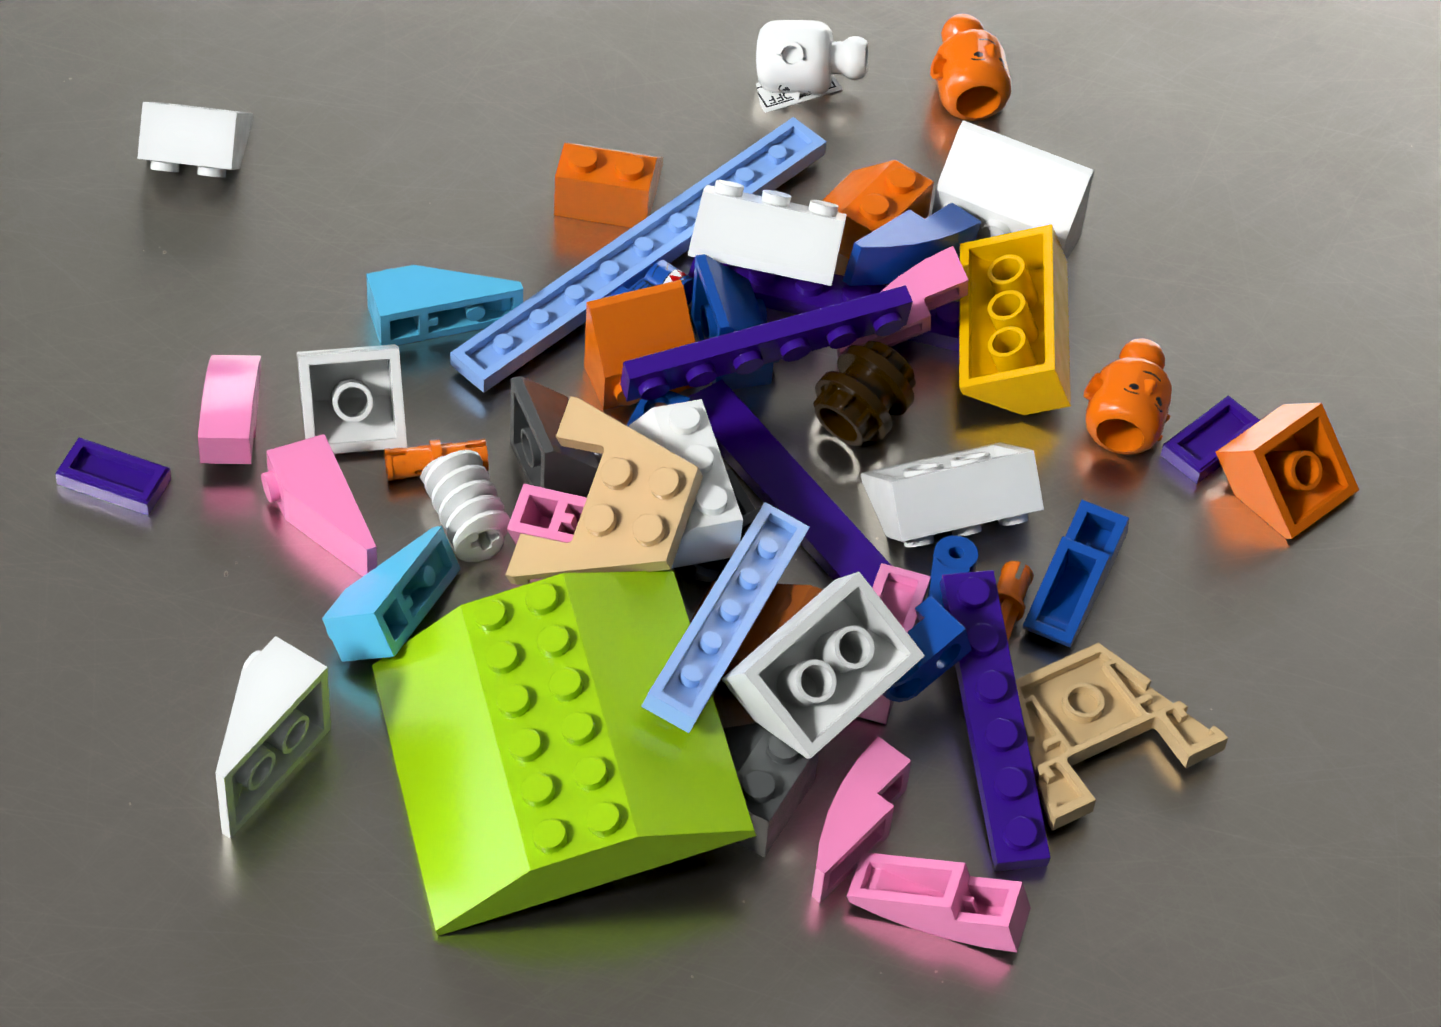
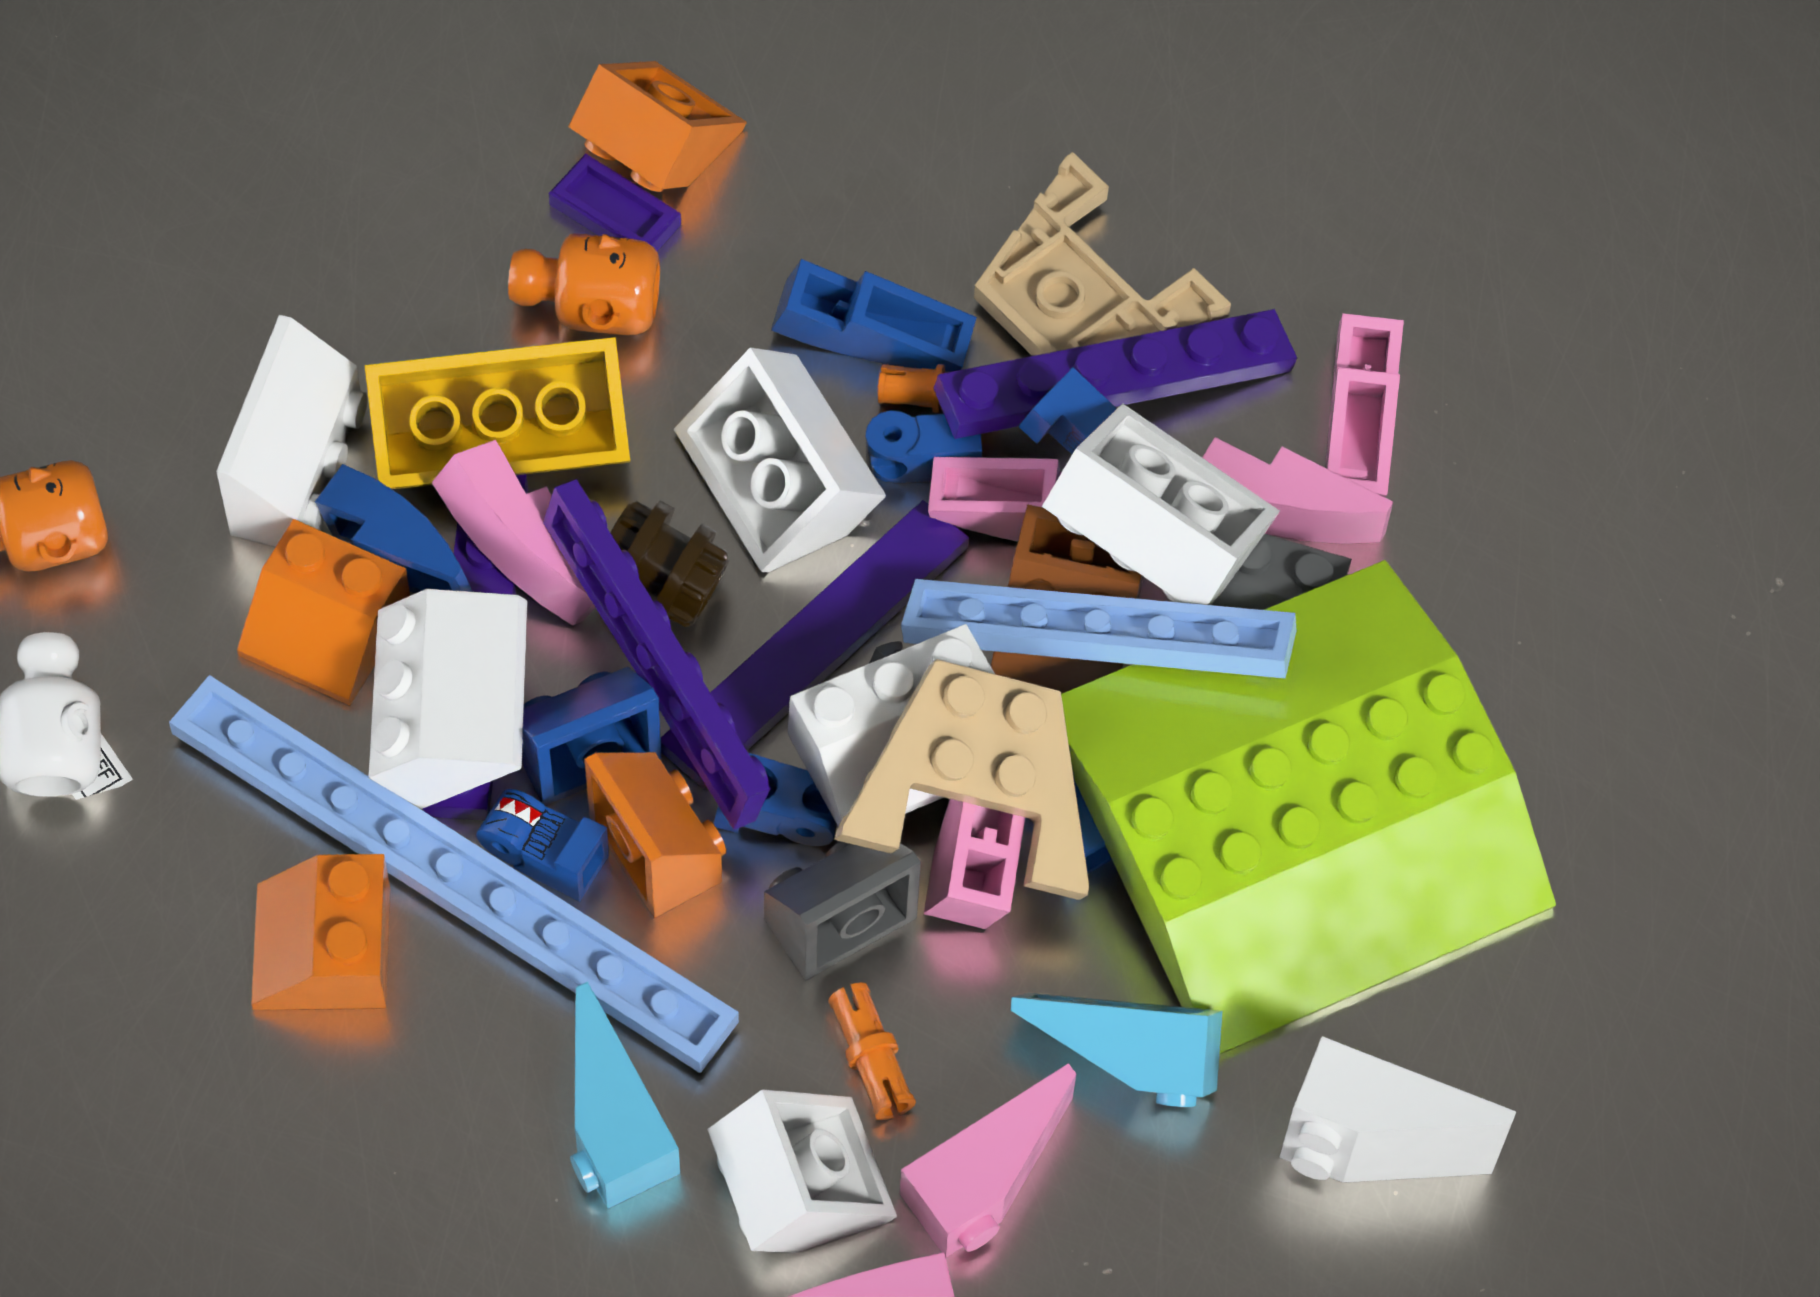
camera: 100 degrees left, 10 degrees up
(467, 504) = (947, 984): white piece -> none

